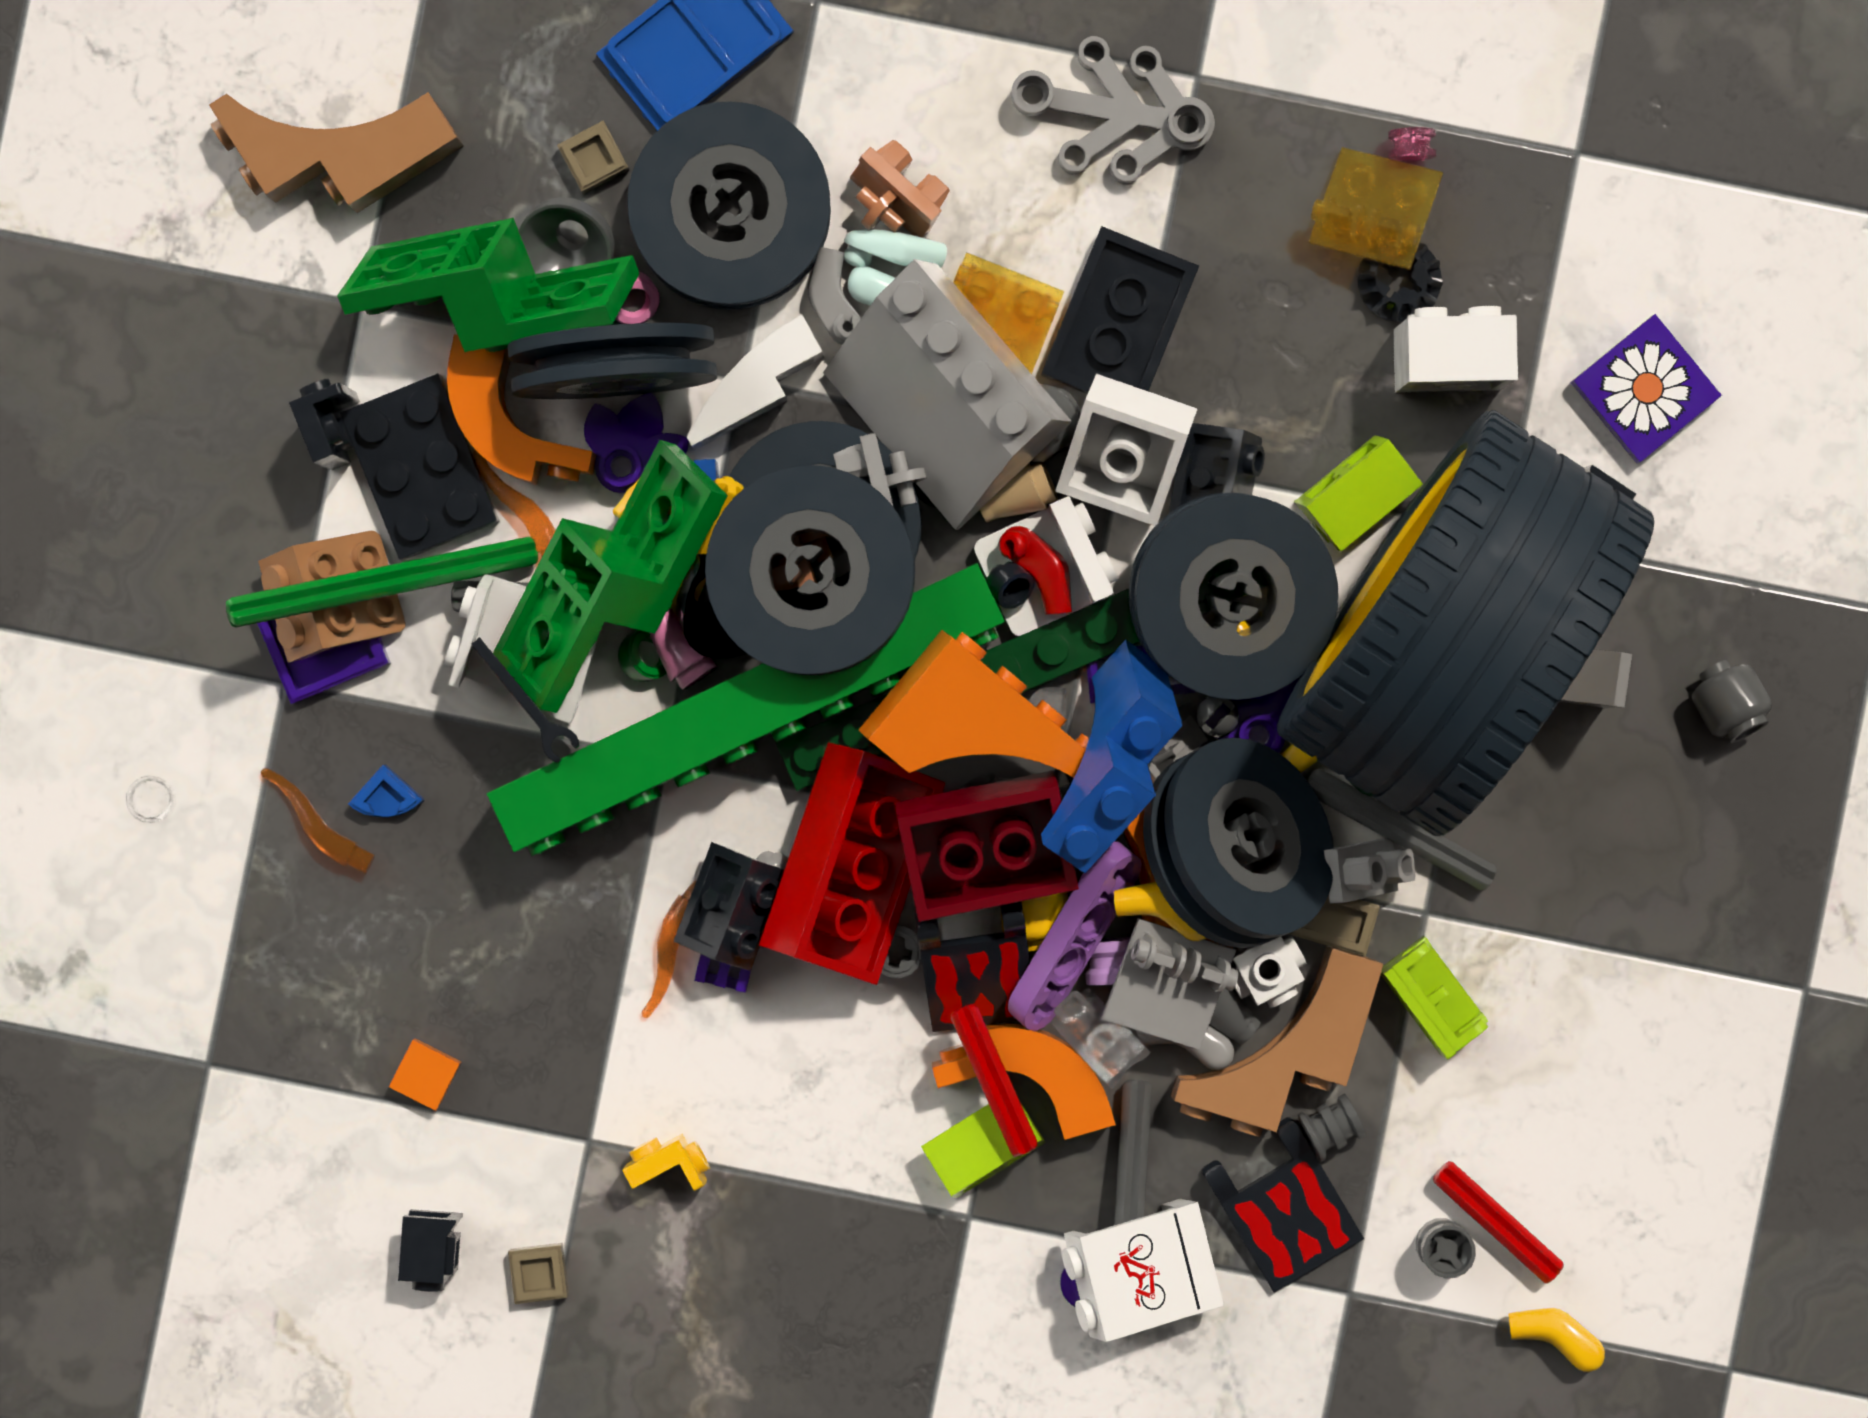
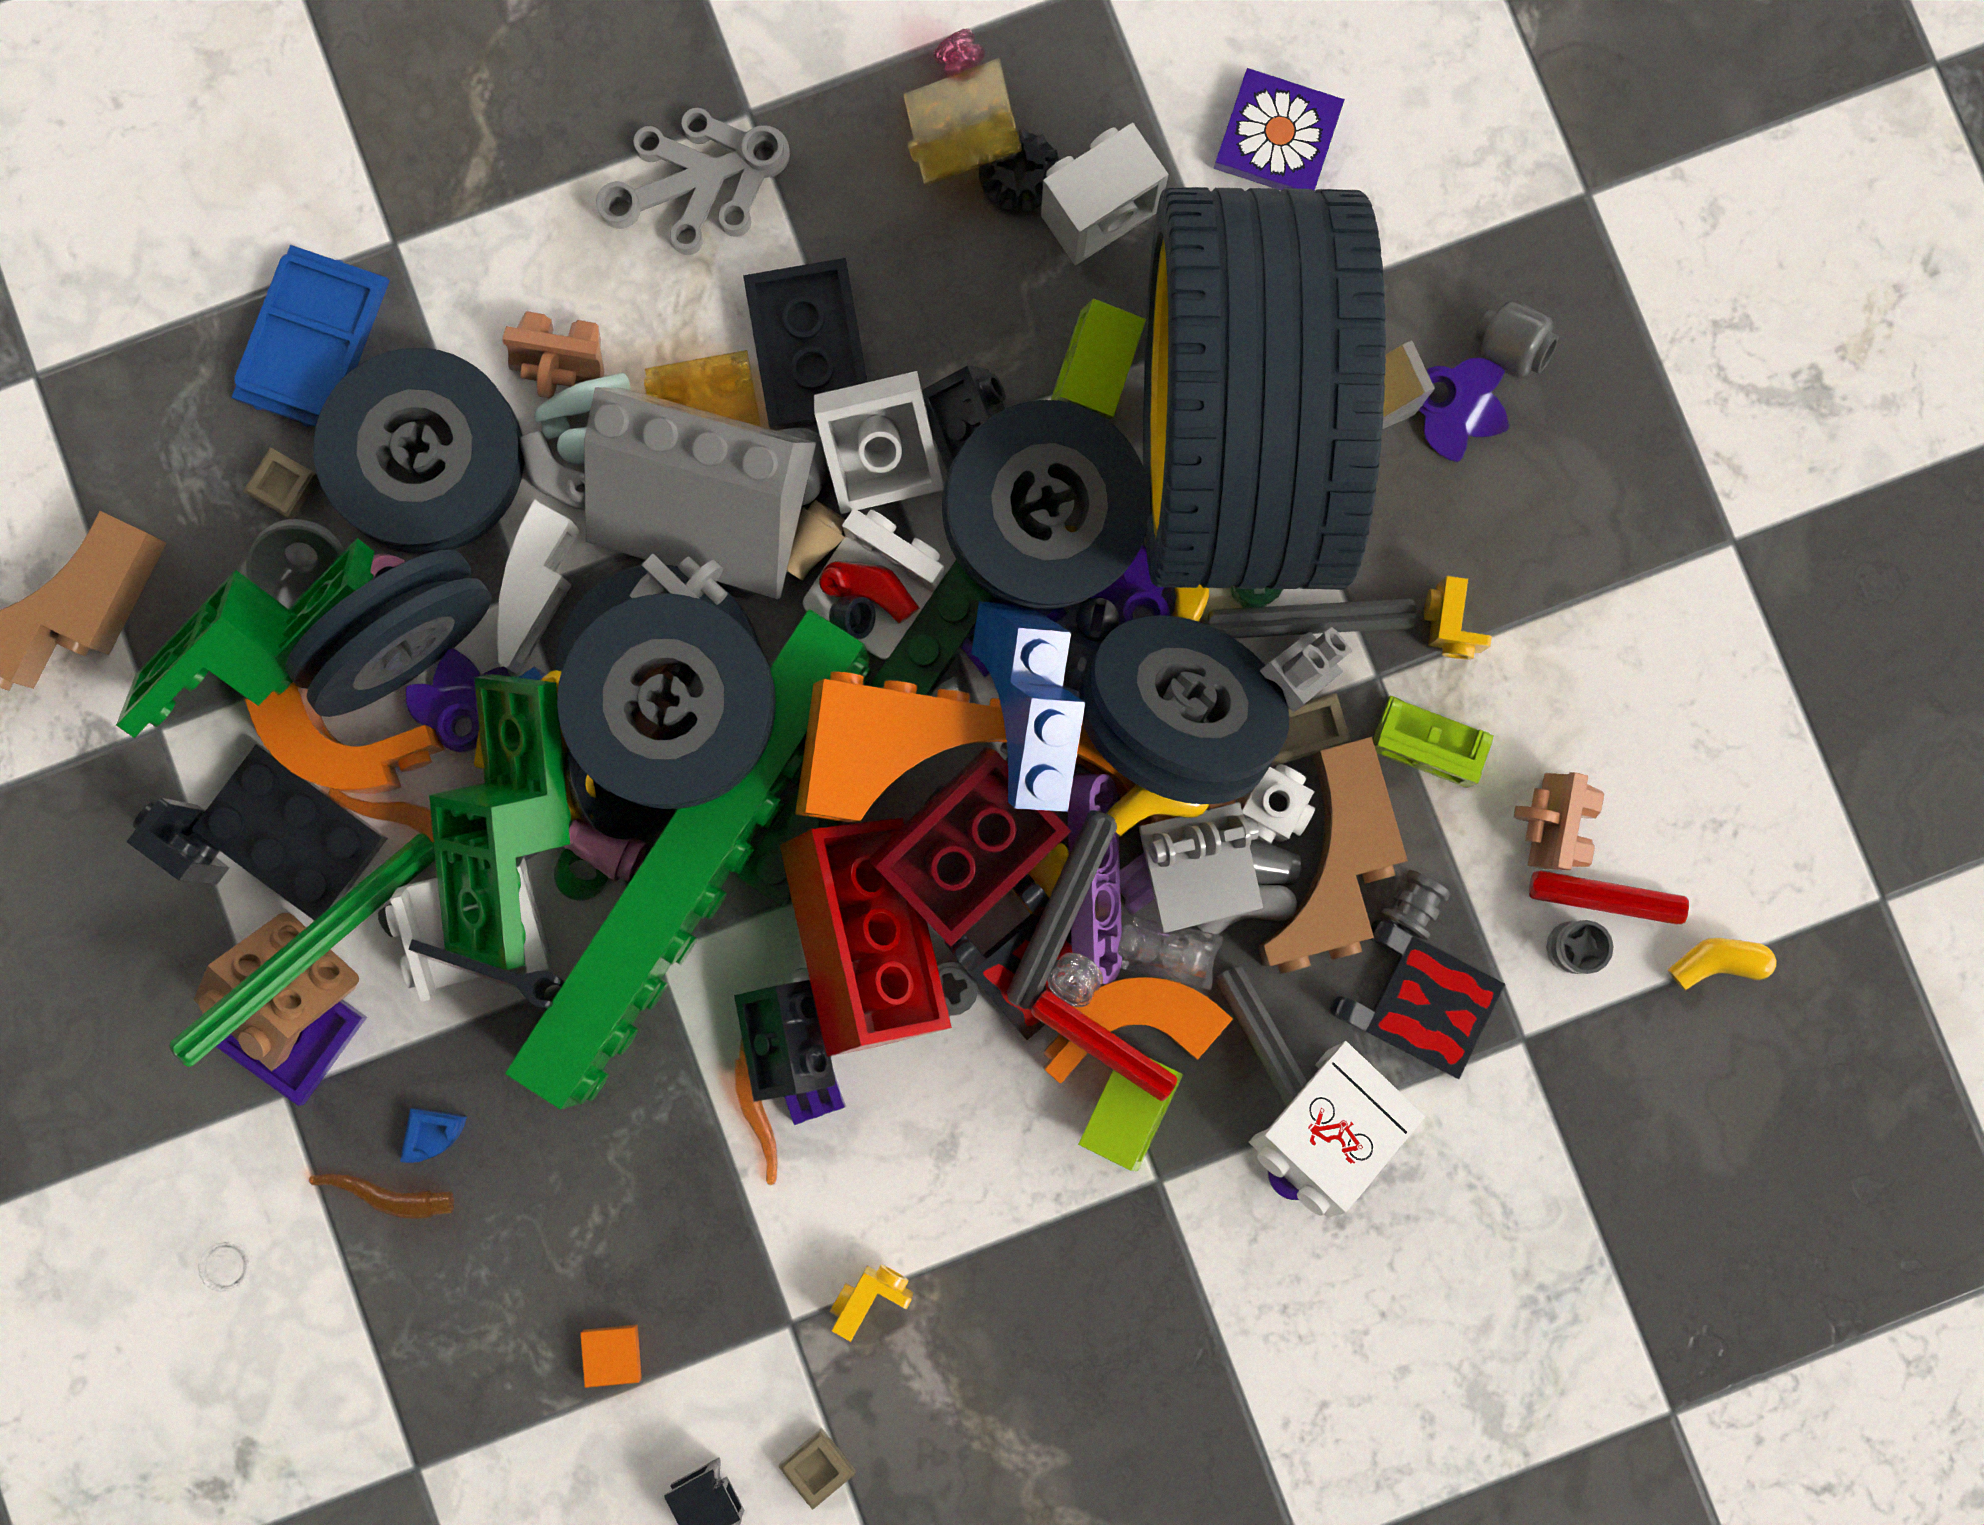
camera: 40 degrees left, 5 degrees down
(1004, 1010) = (1075, 979): none -> clear bush
(1030, 946) = (1061, 909): none -> dark grey axle
(1494, 1131) = (1556, 821): none -> nougat hips
(1518, 894) = (1445, 611): none -> yellow bracket
(1651, 732) = (1467, 409): none -> dark purple plate

